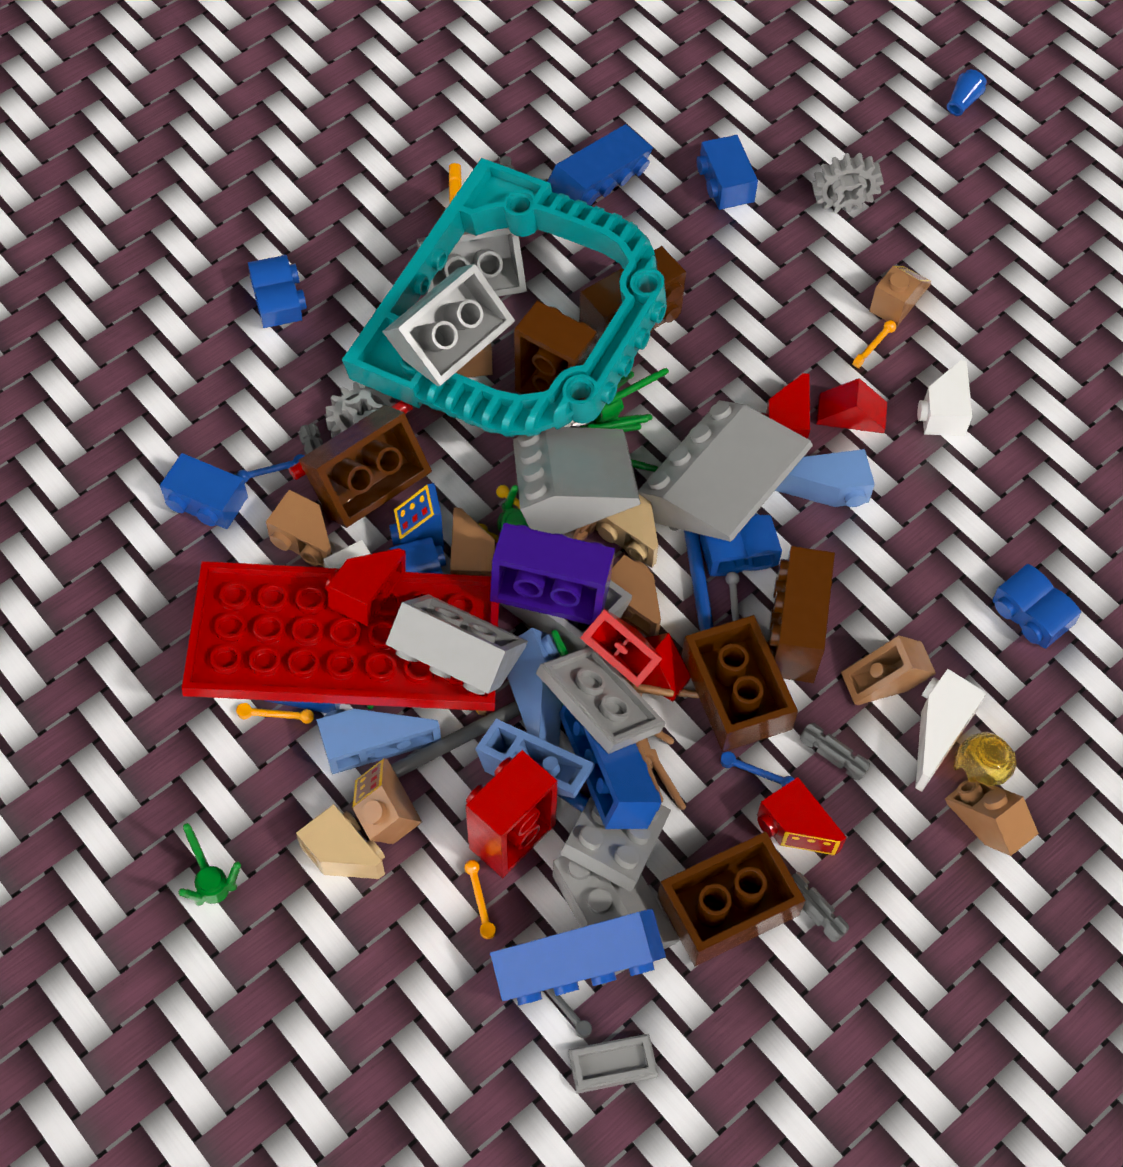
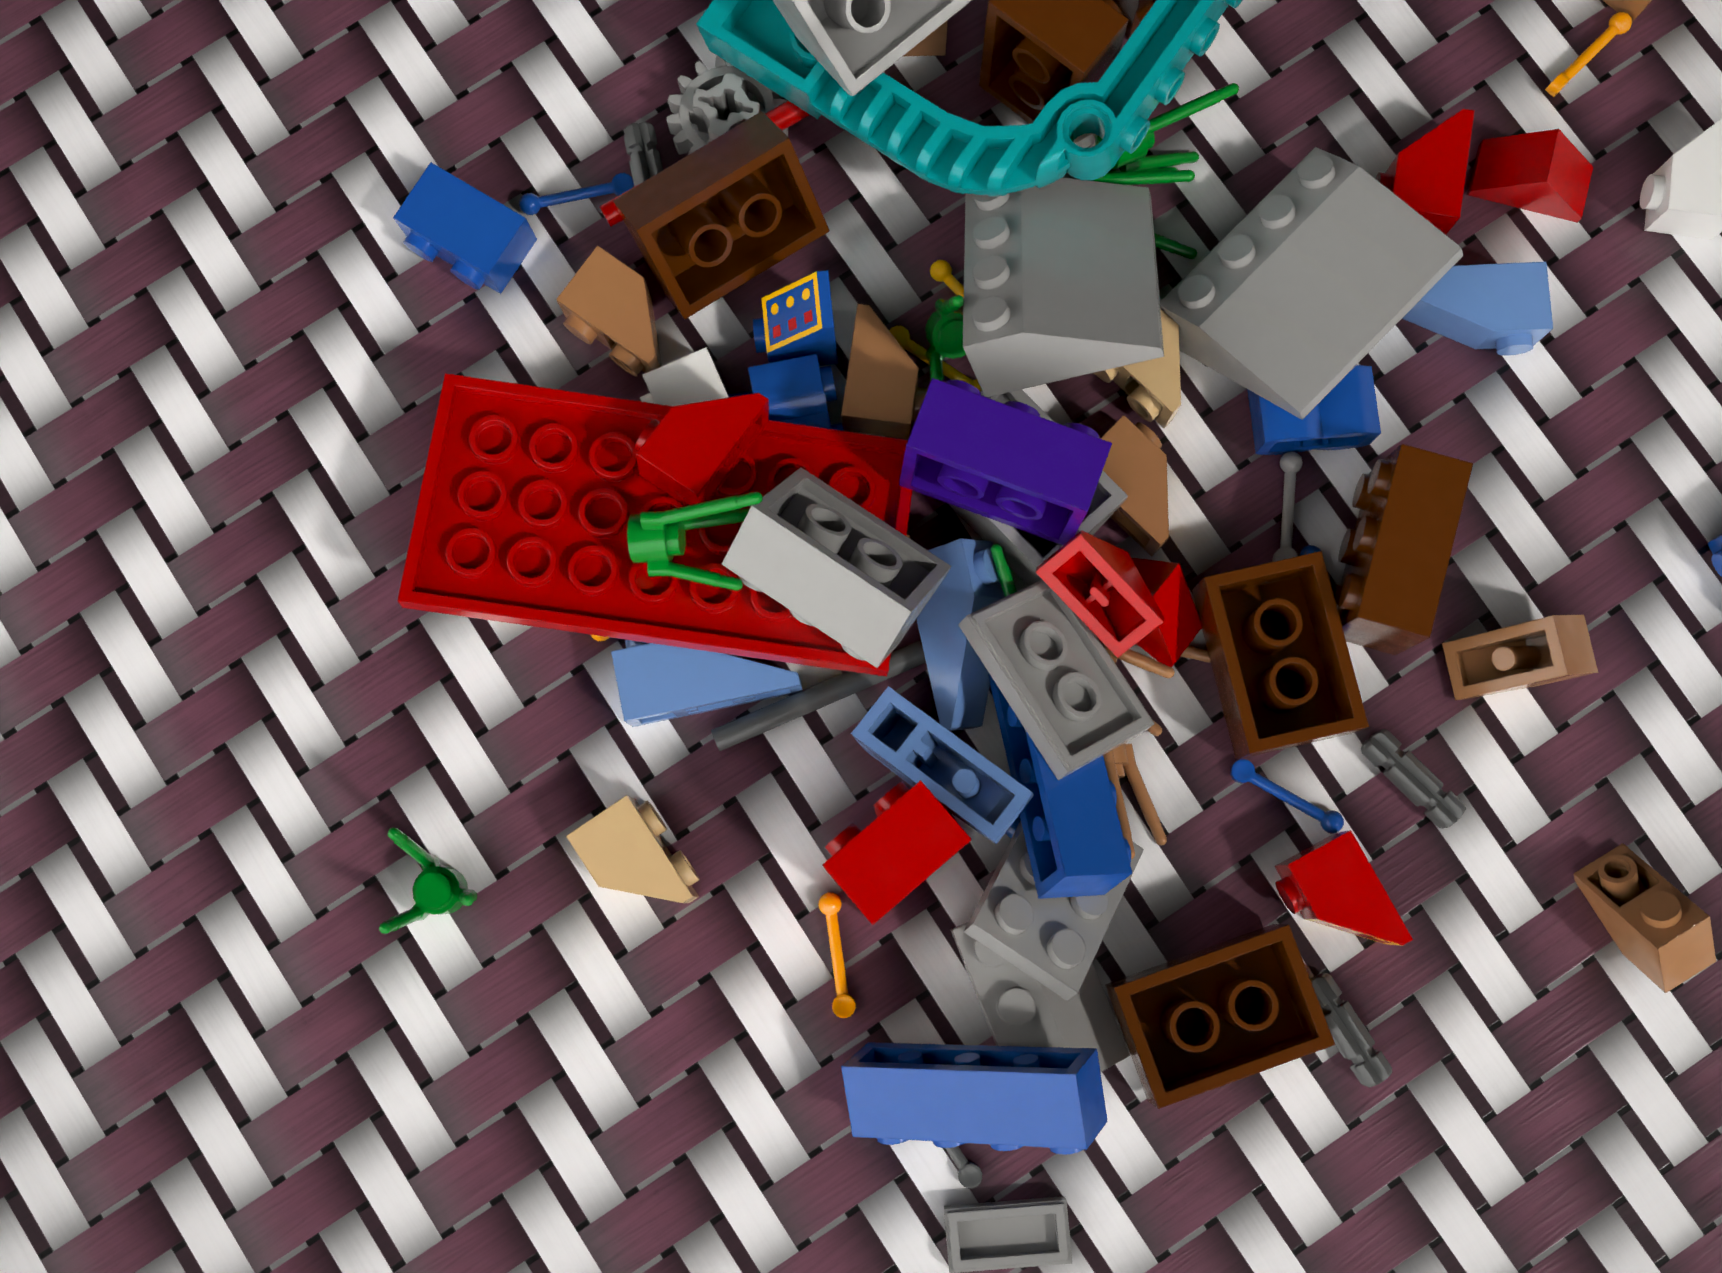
camera: 15 degrees right, 20 degrees up
(344, 634) = (661, 535): none -> green plant
(383, 805) = (702, 794): medium nougat slope -> none
(698, 580) = (1237, 476): blue bar -> none
(944, 717) = (1593, 754): white slope -> none
(985, 759) = (1652, 826): clear yellow hair -> none

